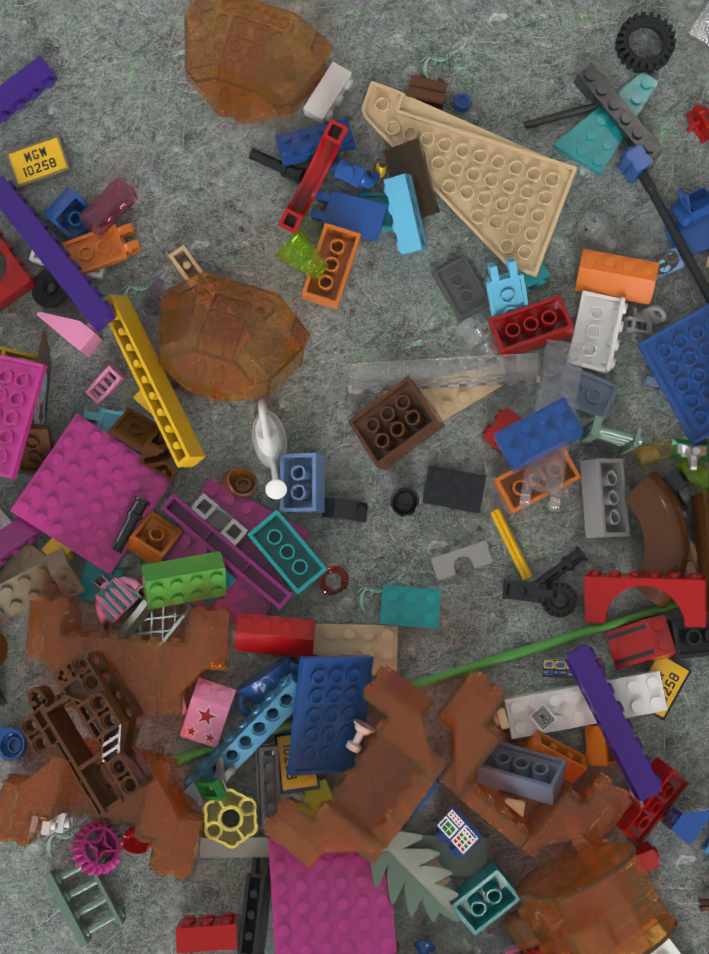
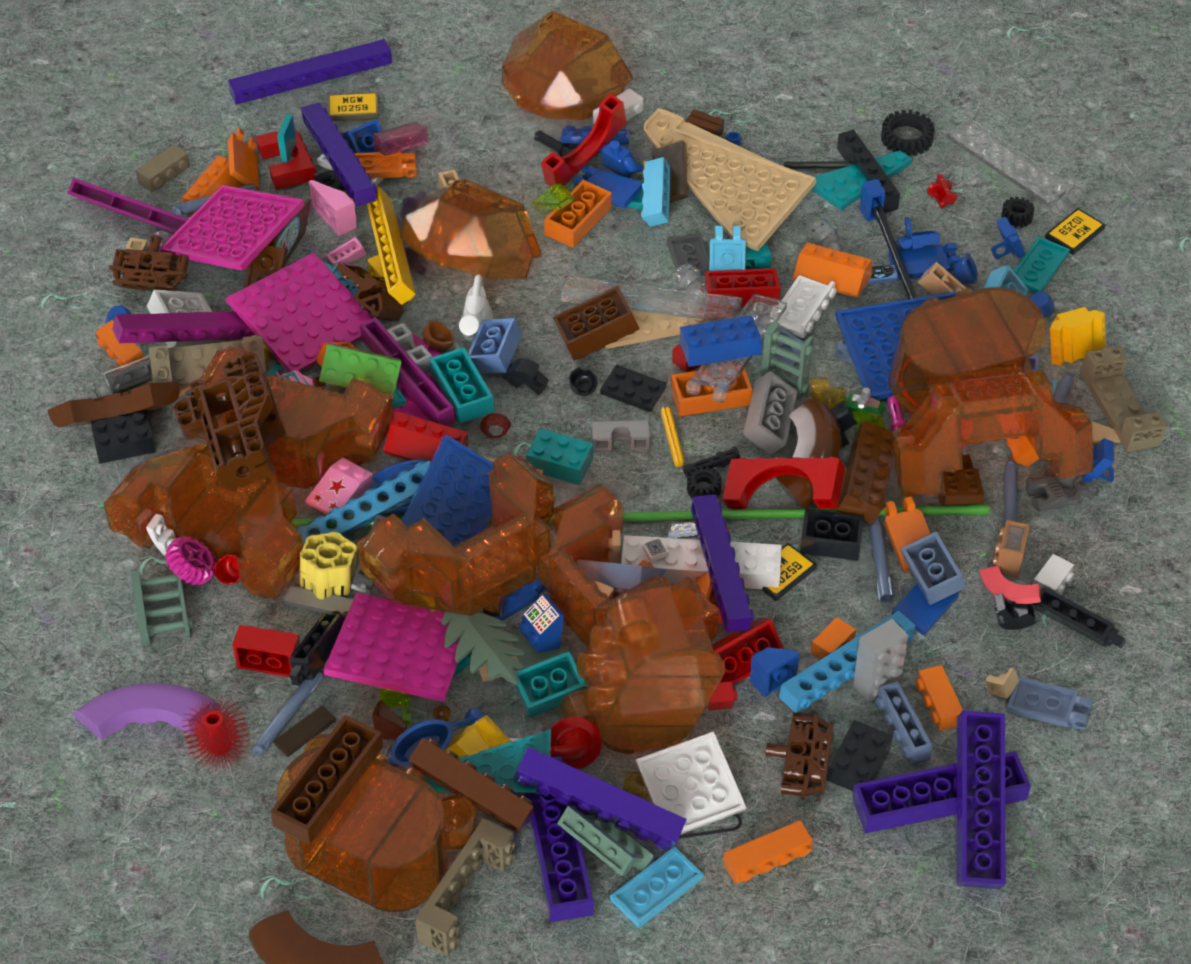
camera: 10 degrees right, 35 degrees down
(134, 515) = (333, 333): black pin -> none
(215, 787) = (324, 521): green piece -> none
(362, 729) = (480, 522): white piece -> none
(527, 591) = (675, 466): black hinge -> none
(640, 642) = (774, 526): red slope -> none
(644, 317) = (837, 301): light grey piece -> none

